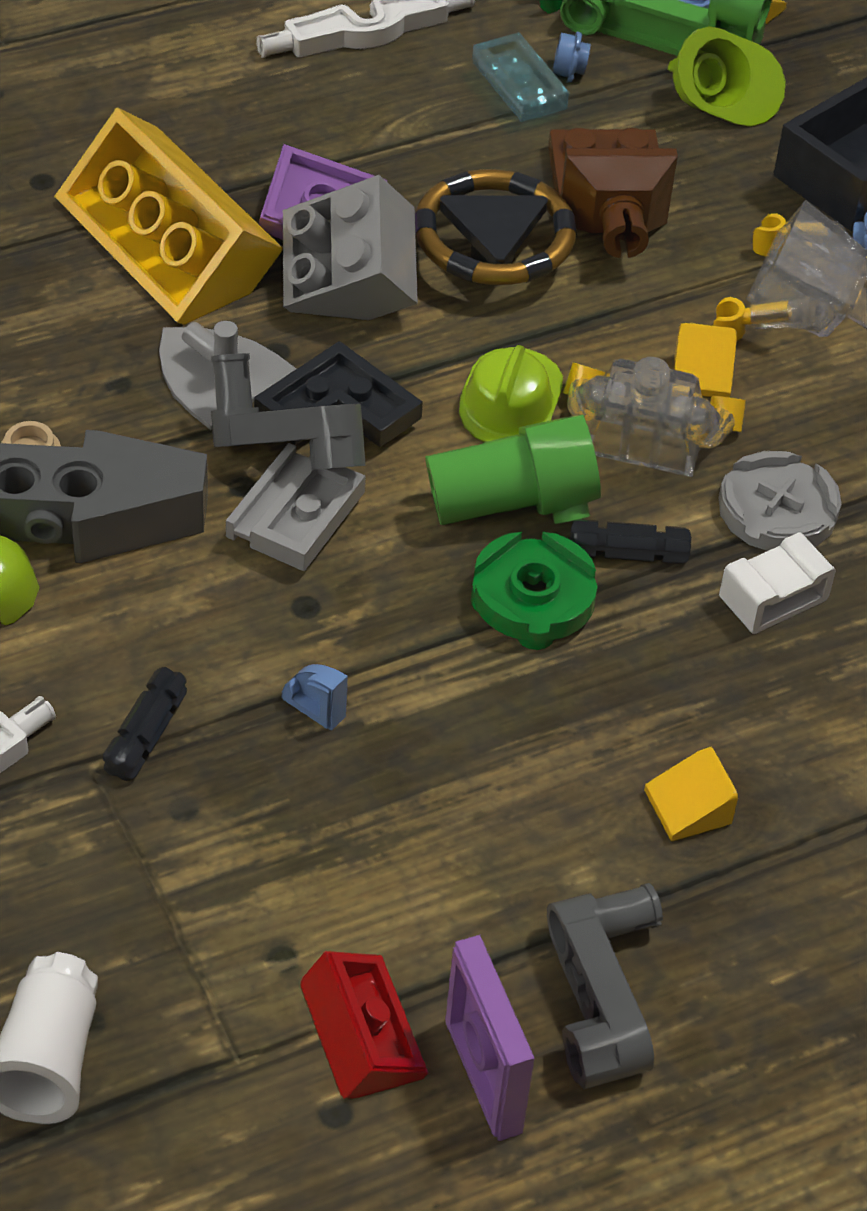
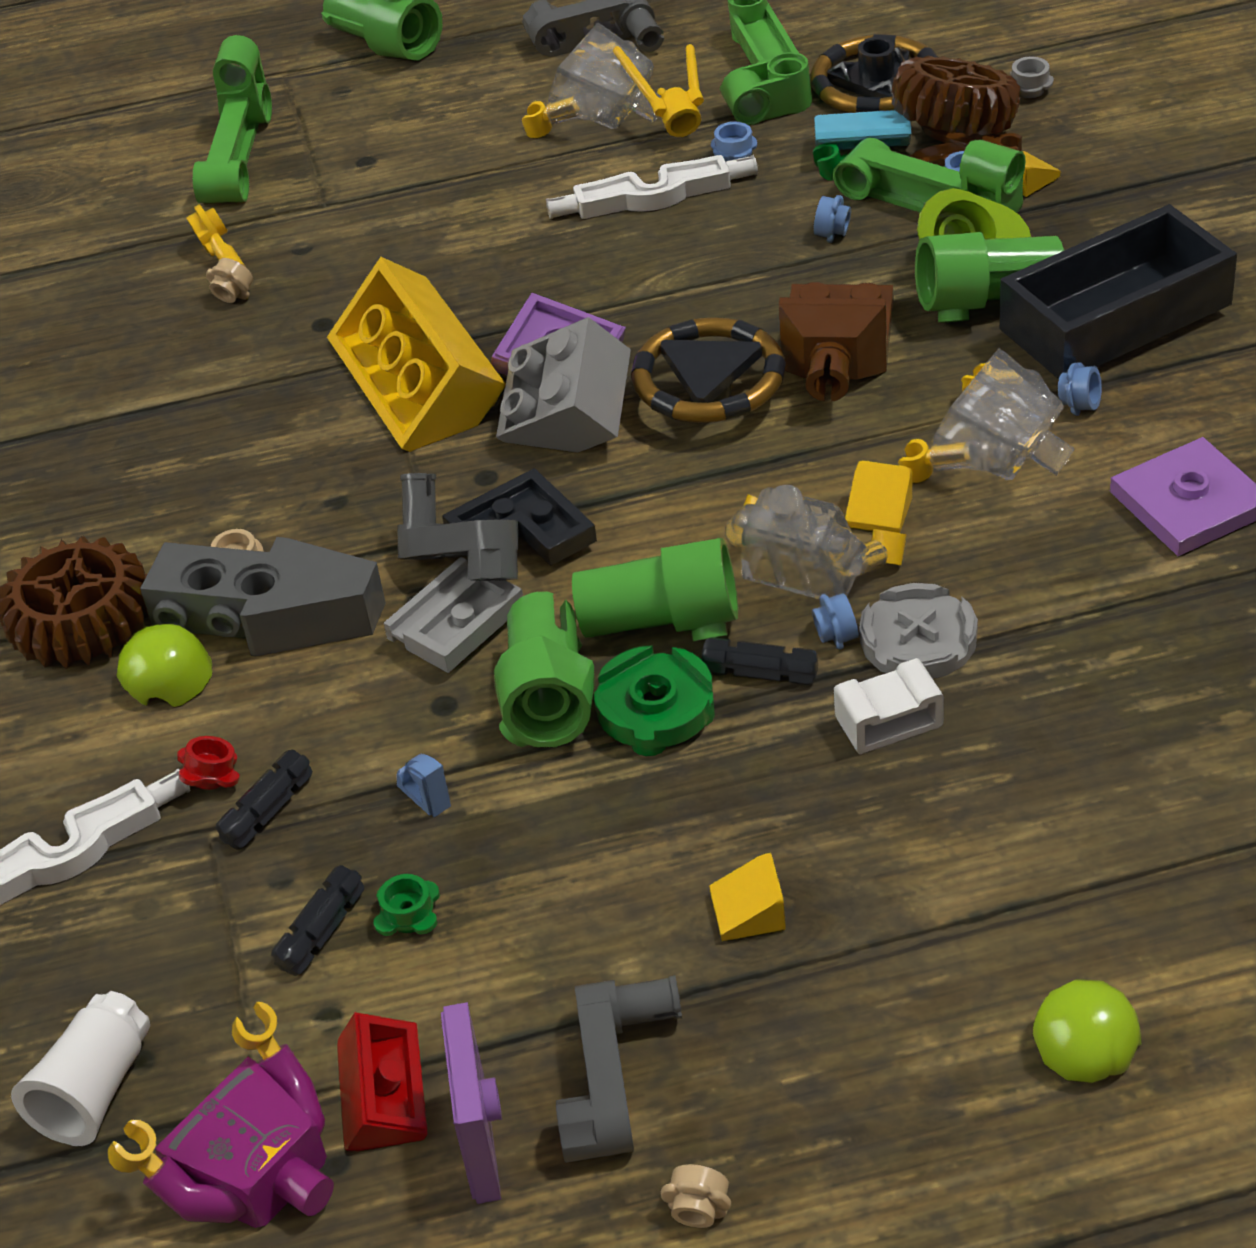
camera: 20 degrees right, 5 degrees down
(73, 687) = (208, 763): none -> red plate
(189, 371) = (453, 482): light grey shield -> none
(244, 853) = (317, 920): none -> black axle
(249, 1102) = (244, 1145): none -> magenta torso
(342, 815) = (406, 905): none -> green plate
(420, 574) = (541, 677): none -> bright green piece
(509, 391) = (685, 513): lime piece -> none
(520, 77) = (778, 236): clear light blue plate -> none
(697, 494) = (835, 620): none -> medium blue plate
(729, 1110) = (697, 1195): none -> tan plate
(741, 113) = (965, 269): none -> bright green piece

